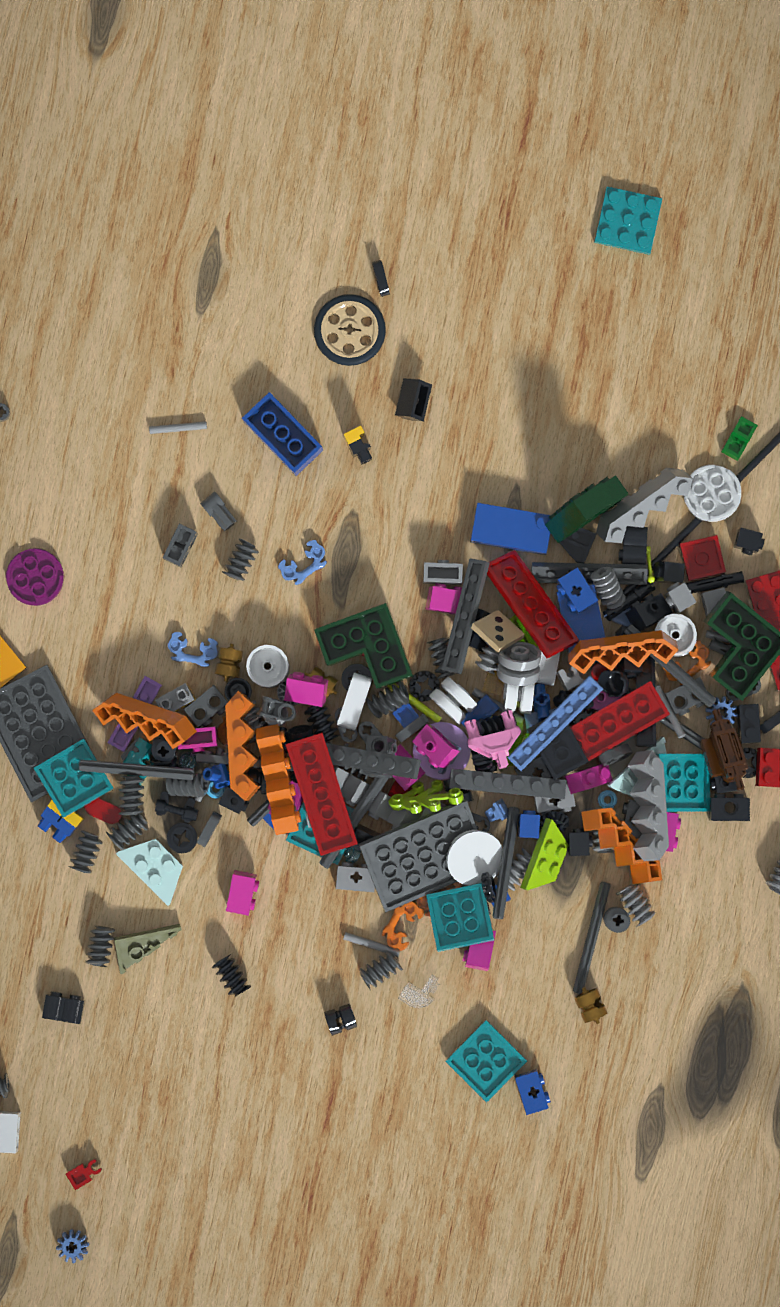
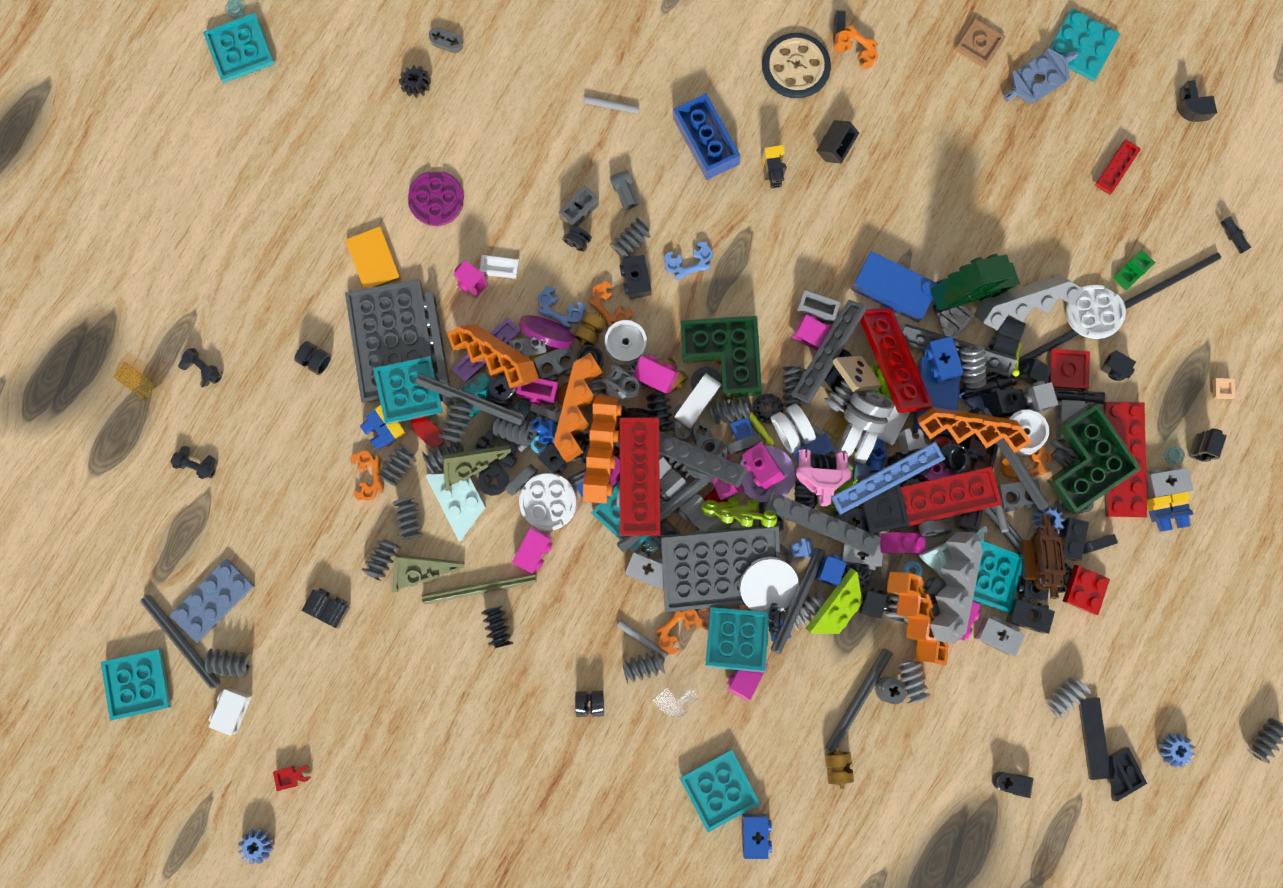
camera: 20 degrees right, 5 degrees down
(65, 886) = (368, 492): none -> orange helmet
(83, 720) = (437, 341): none -> dark grey plate
(96, 650) = (470, 279): none -> dark pink brick
(113, 900) = (407, 518): none -> dark grey piece
(119, 626) = (499, 266): none -> white tile
(153, 831) = (464, 464): none -> olive wing
(187, 576) = (577, 238): none -> black wheel
(188, 679) = (546, 330): none -> magenta tile
(202, 944) = (479, 588): none -> olive axle
(227, 622) = (599, 292): none -> orange helmet
(241, 842) = (548, 501): none -> white tile
(257, 596) = (636, 277): none -> black brick
(388, 293) = (843, 38): none -> orange helmet
(525, 250) = (980, 43): none -> medium nougat tile
(599, 254) = (1050, 66): none -> sand blue plate
(695, 338) = (1117, 167): none -> red plate
(716, 842) = (1011, 636): none -> light grey brick
(755, 255) = (1194, 107): none -> black brick
(759, 969) = (1015, 784): none -> black piece

